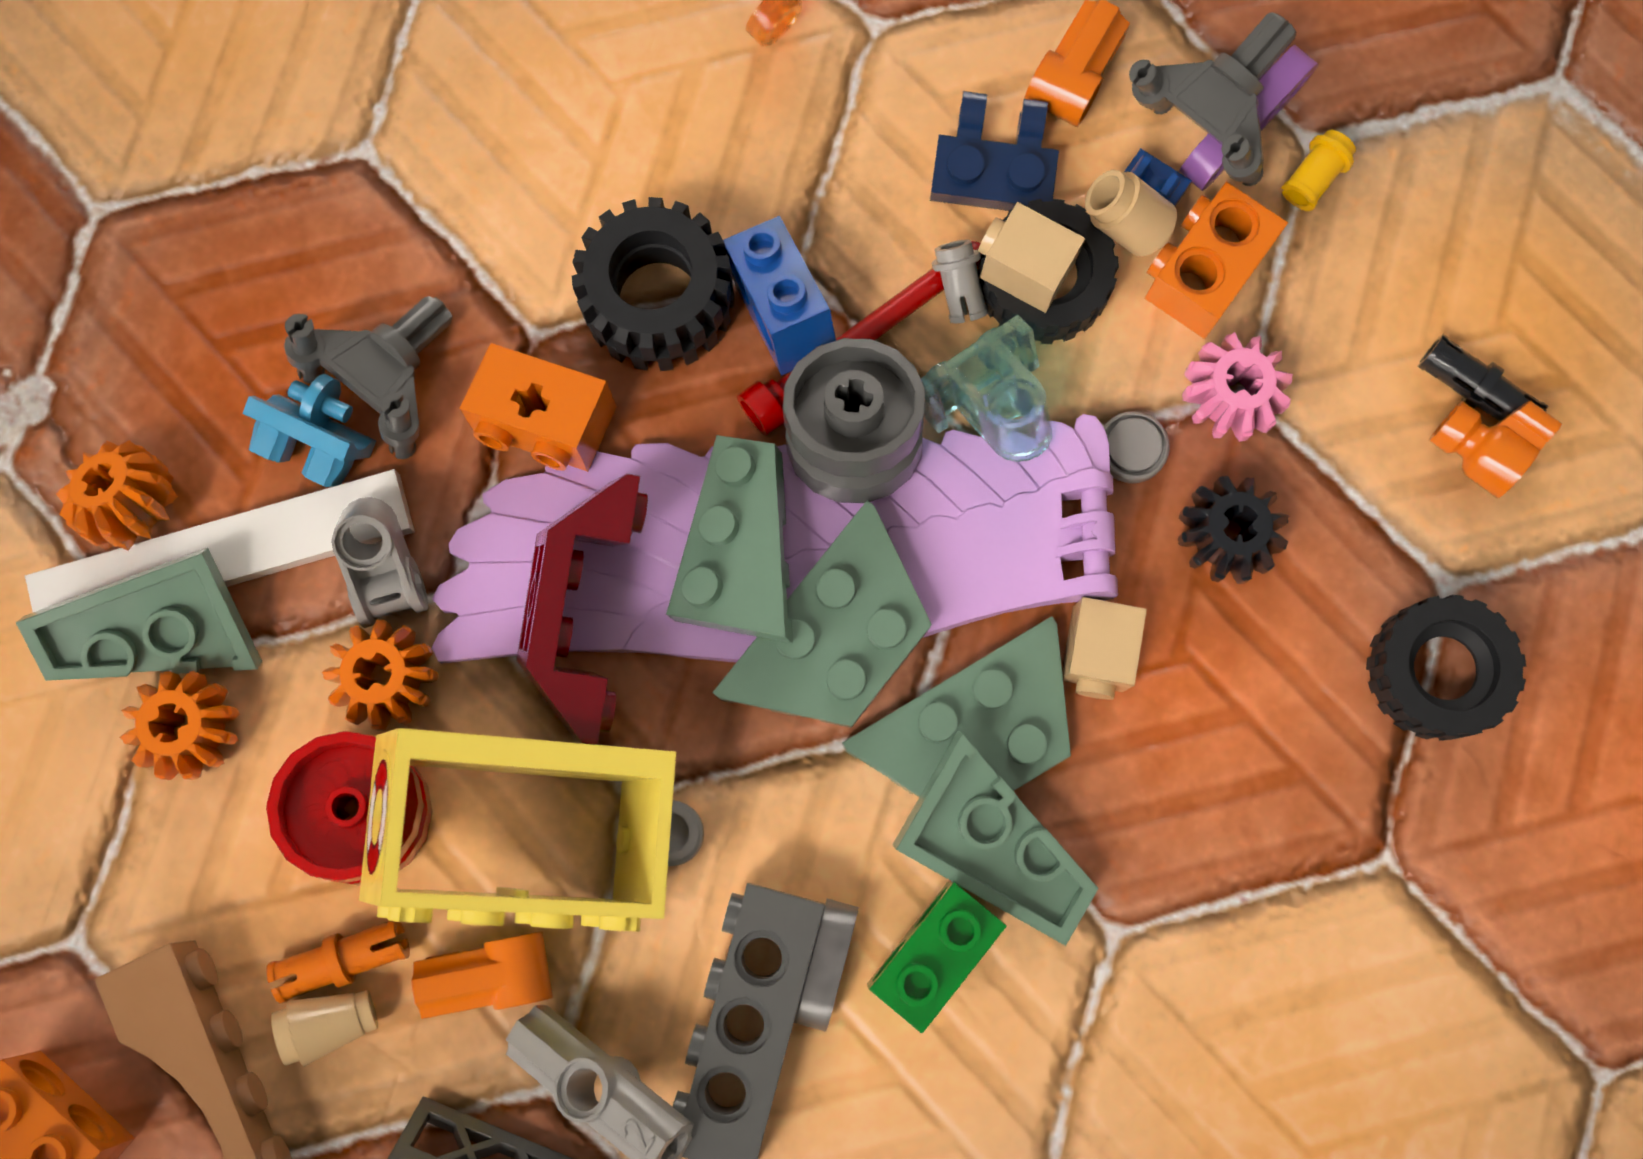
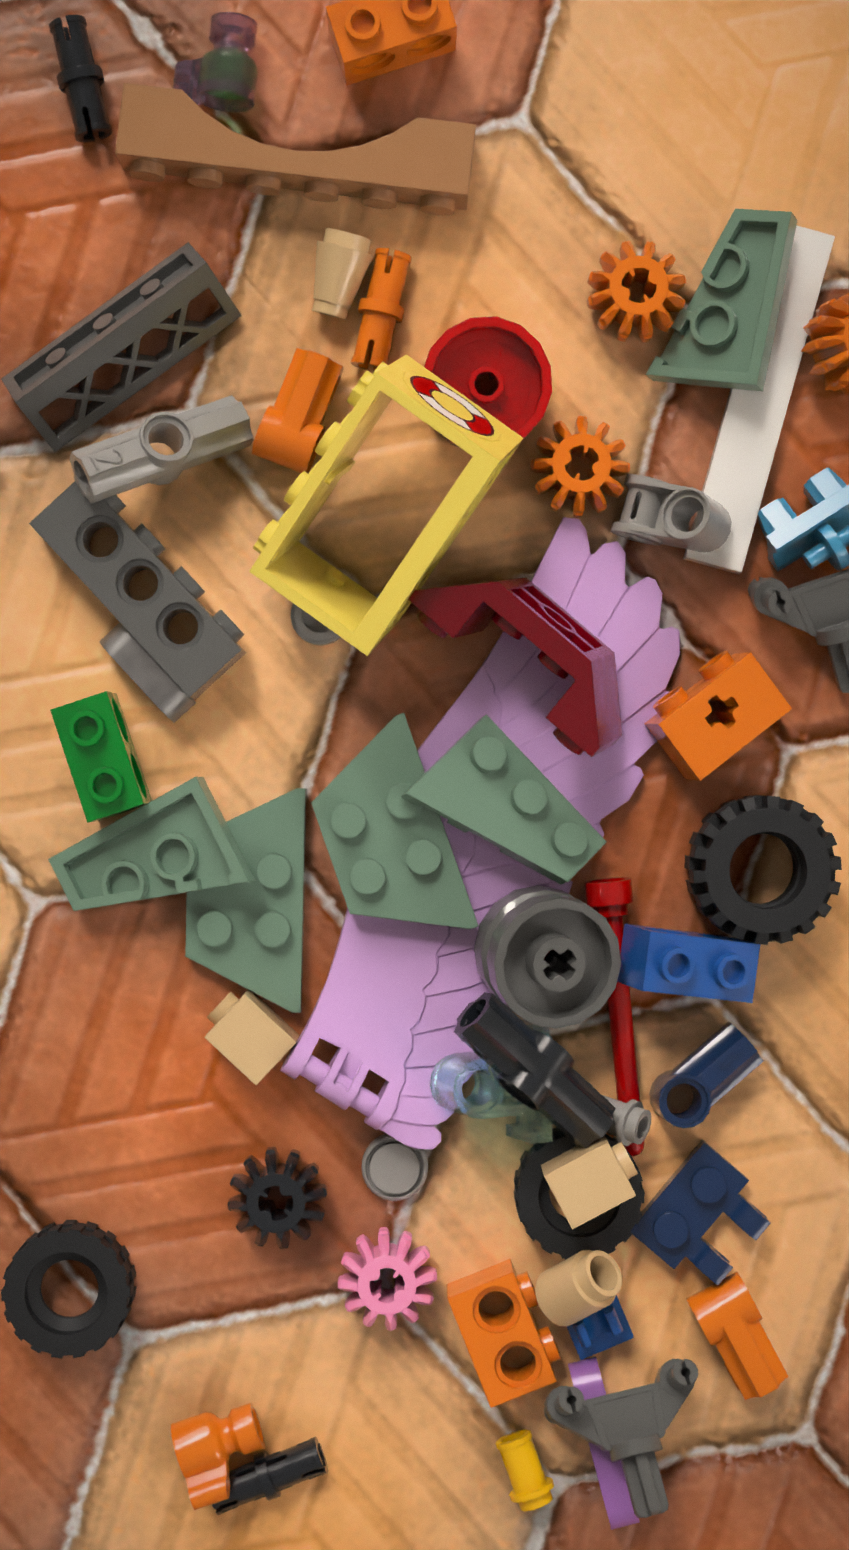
camera: 120 degrees right, 10 degrees up
(867, 225) = (709, 1072): none -> dark blue piece
(964, 362) = (535, 1070): none -> black piece

